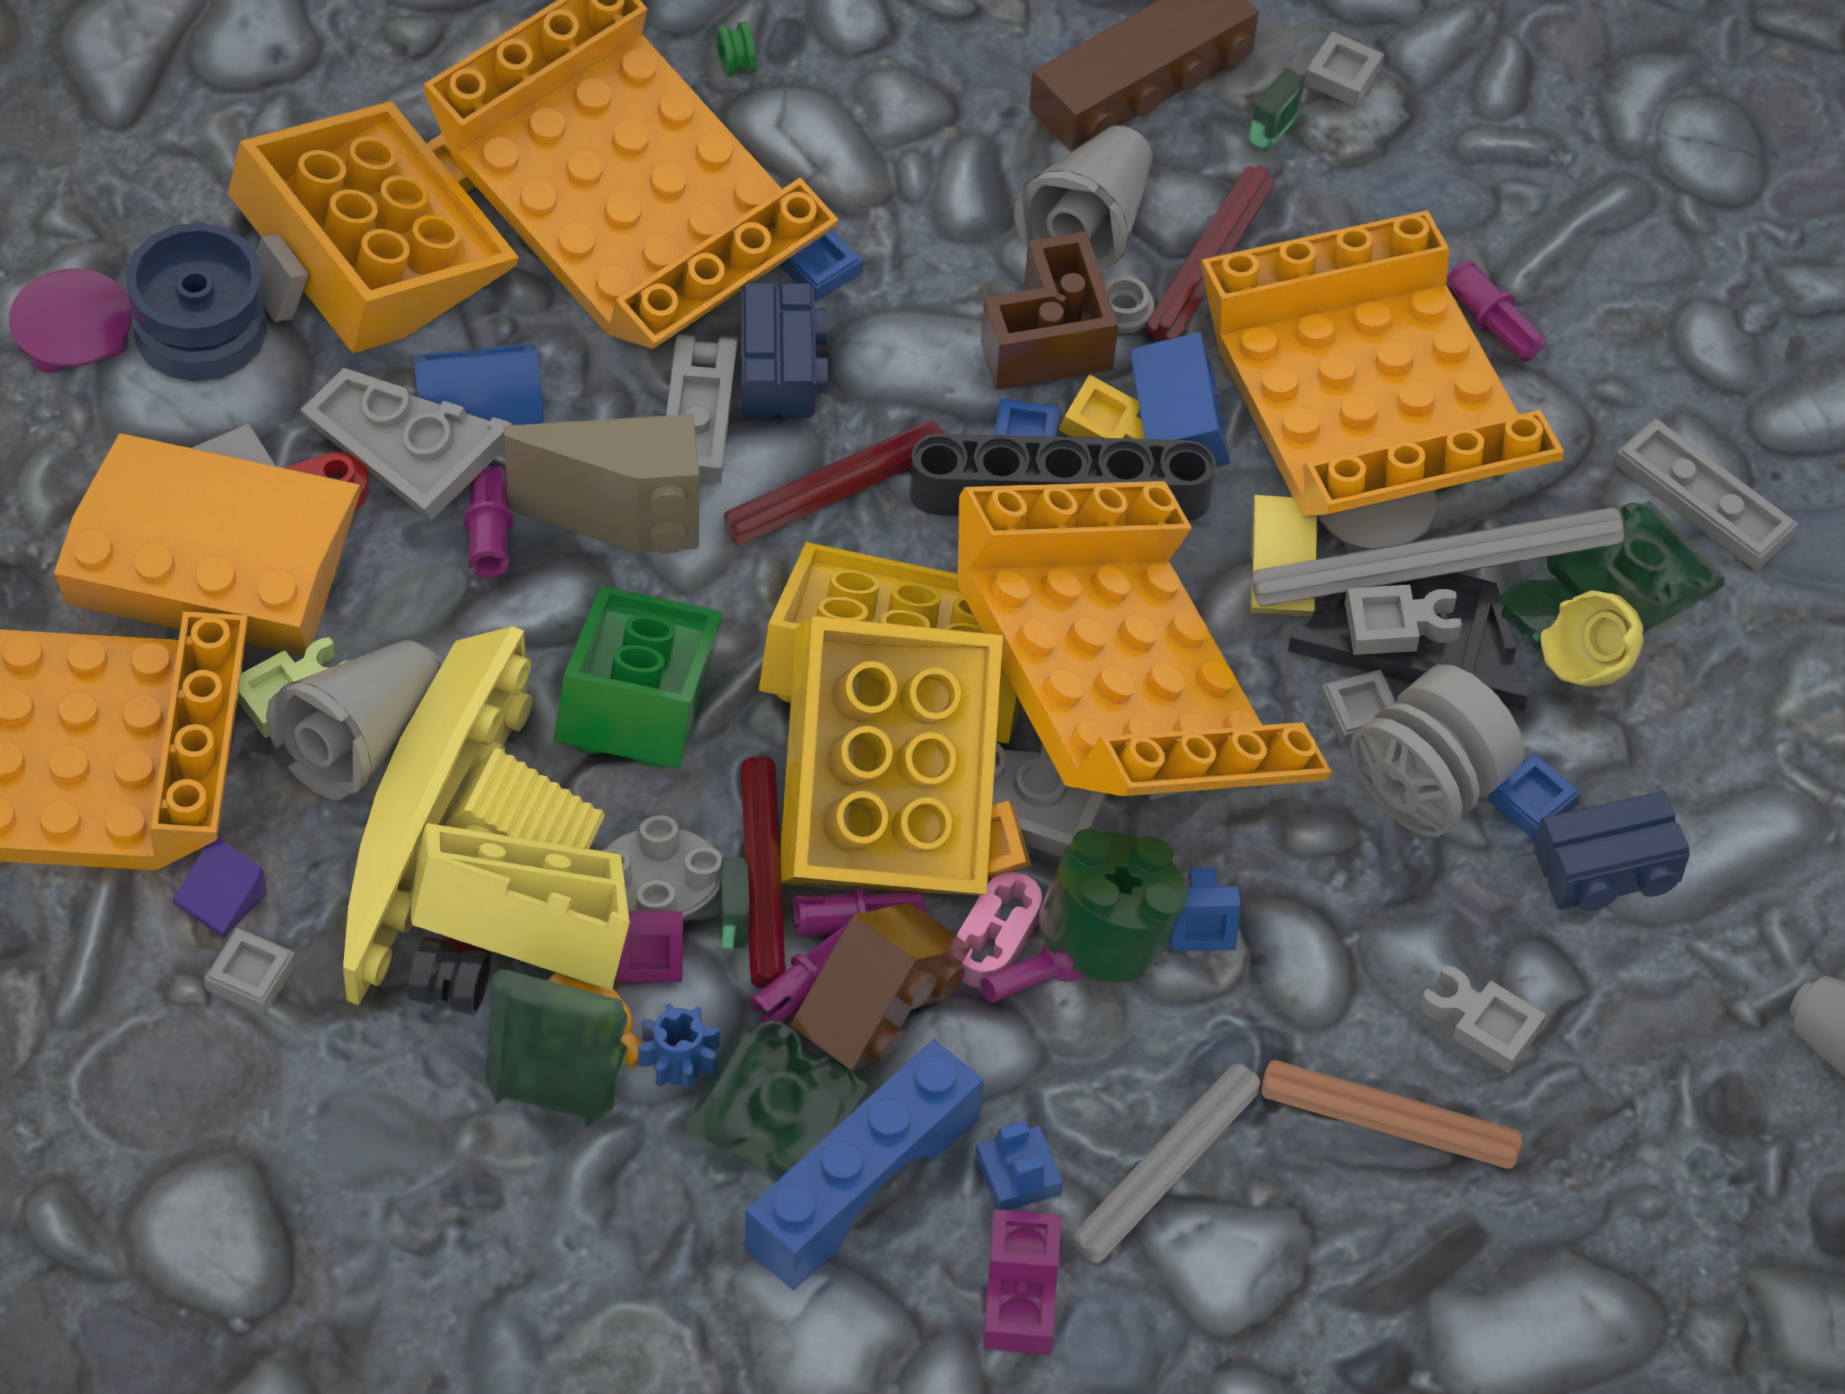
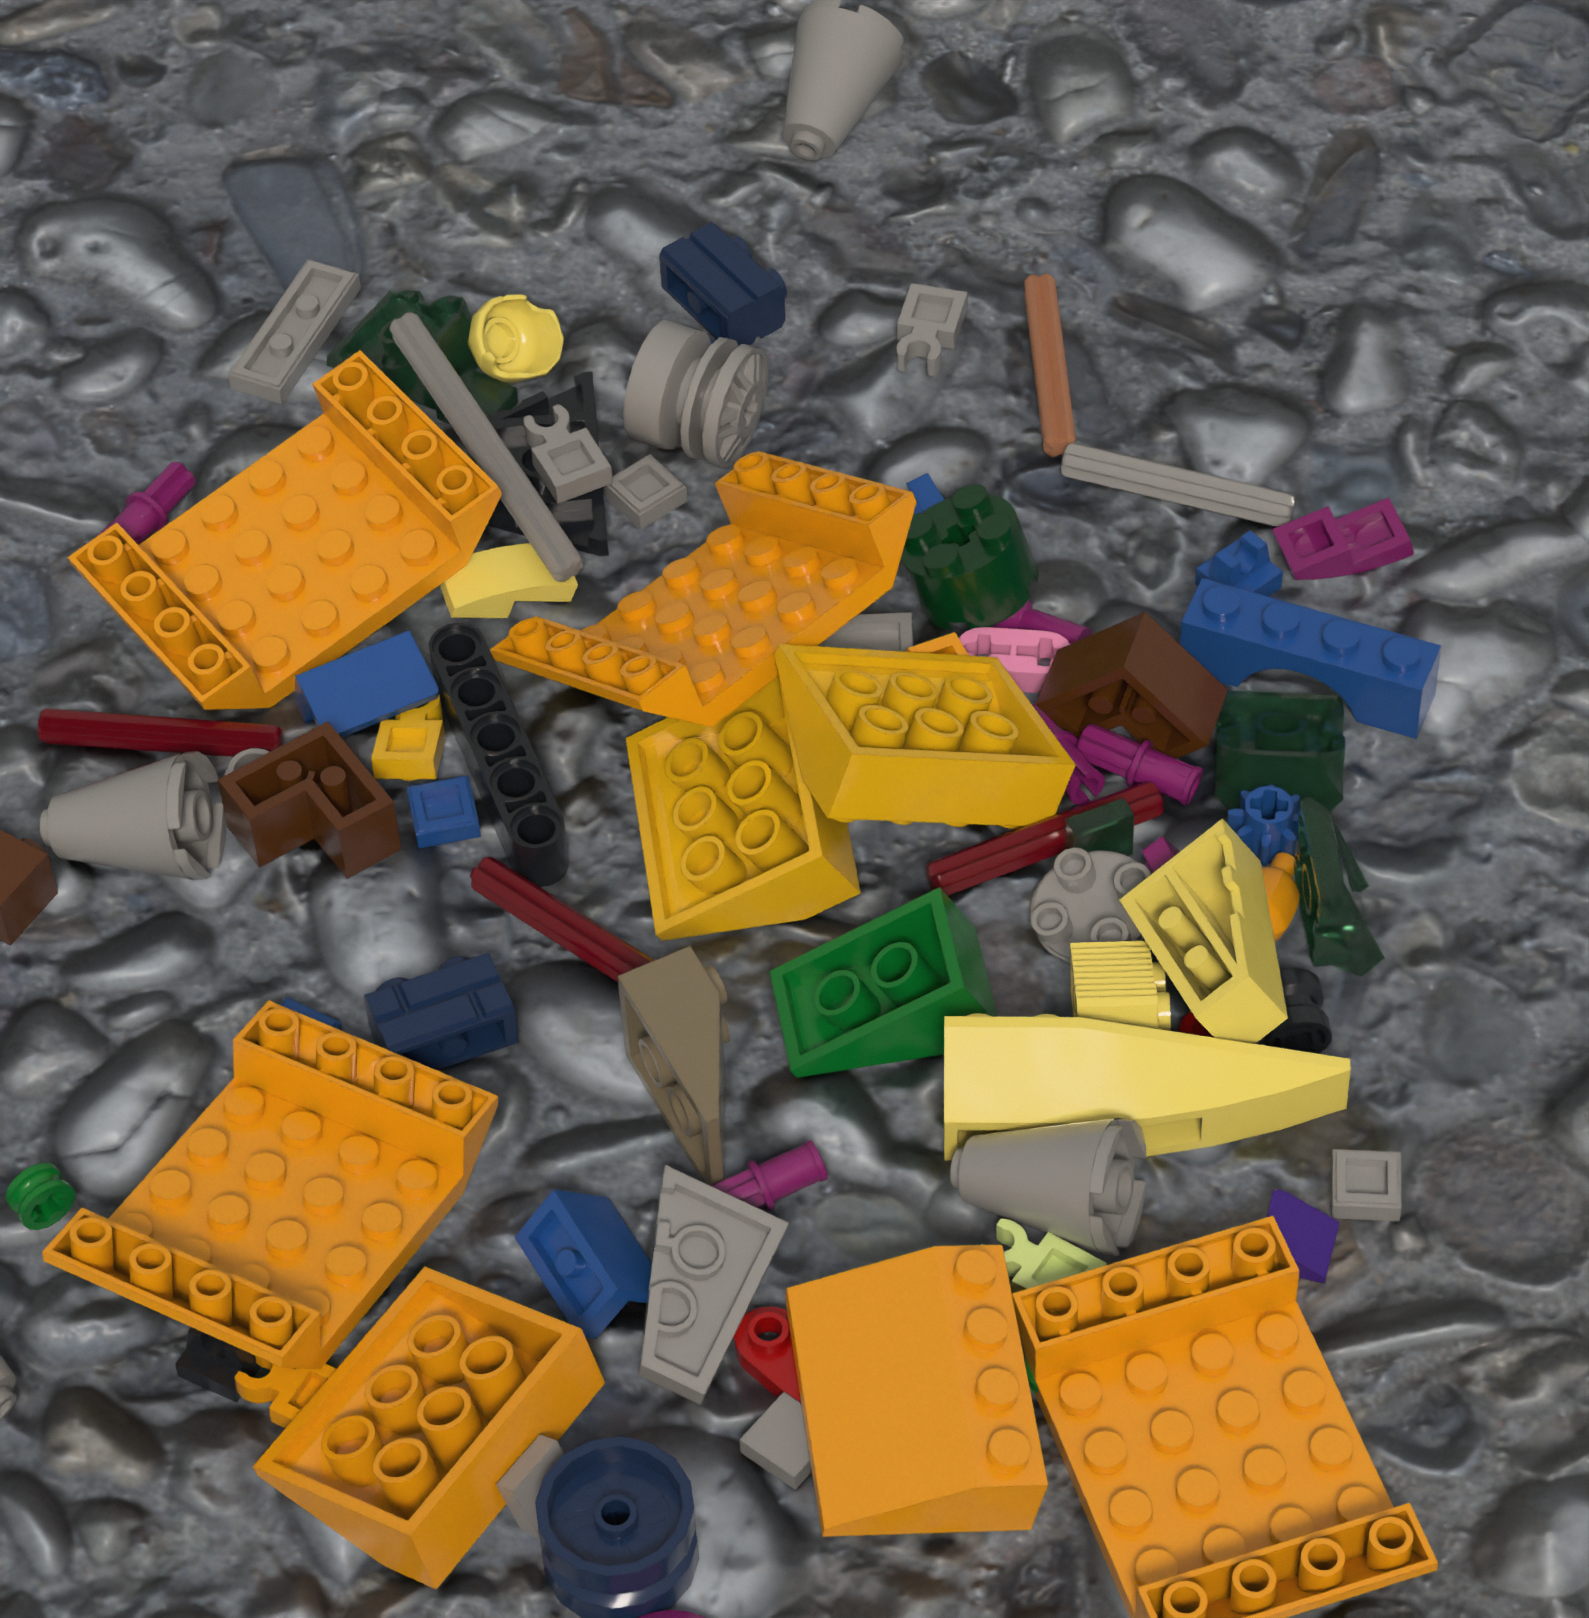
camera: 105 degrees left, 5 degrees down
(705, 395) = (544, 1059): light grey plate -> none

